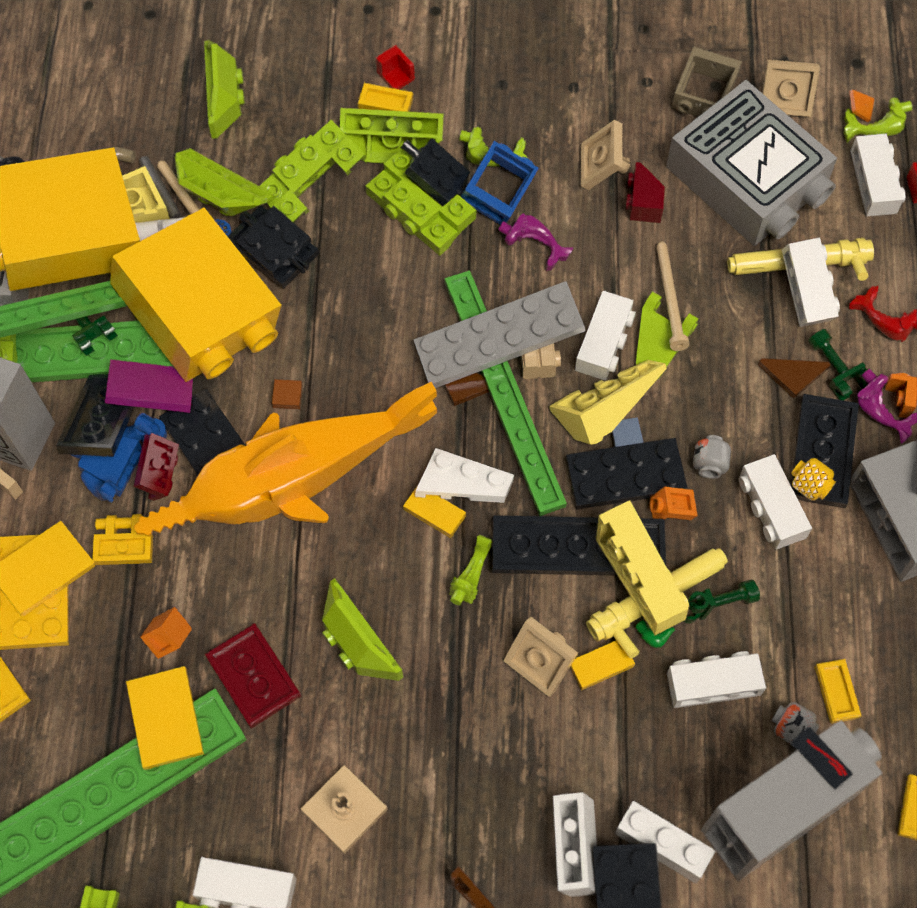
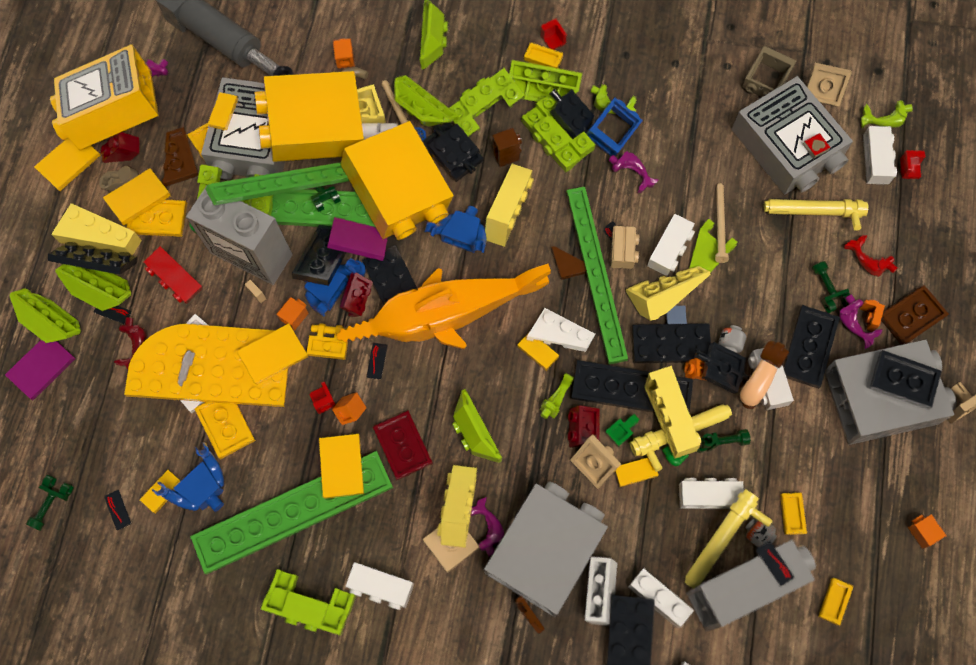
camera: 10 degrees right, 5 degrees up
(65, 505) = (293, 313): none -> orange brick
(96, 129) = (343, 53): none -> orange brick
(124, 625) = (322, 399): none -> red panel
(167, 199) = (382, 100): flat silver bar -> none
(199, 559) = (377, 361): none -> black sticker
(287, 394) = (449, 256): dark orange tile -> none
(298, 354) = (461, 230): none -> blue torso
(346, 750) = (457, 506): none -> light yellow wedge
(349, 229) = (506, 147): none -> reddish brown piece
(362, 310) = (508, 204): none -> light yellow wedge
(408, 781) = (495, 528): none -> magenta animal
(486, 793) = (546, 547): none -> light grey brick
(499, 335) = (599, 235): light grey plate -> none
(514, 604) = (583, 424): none -> dark red bracket
(571, 608) = (620, 430): none -> green plate
(602, 155) = (688, 116): tan tile -> none
(647, 195) = (715, 149): dark red slope -> none
(706, 496) = (723, 367): none -> black plate
(758, 512) = (762, 377): none -> light nougat piece
(759, 698) = (738, 513): none -> light yellow cylinder
(787, 170) = (816, 145): none -> tile
(793, 375) = (797, 290): reddish brown tile -> none
(810, 282) = (820, 227): white brick -> none
(813, 479) = (799, 366): yellow head -> none
(861, 105) = (876, 102): orange slope -> none

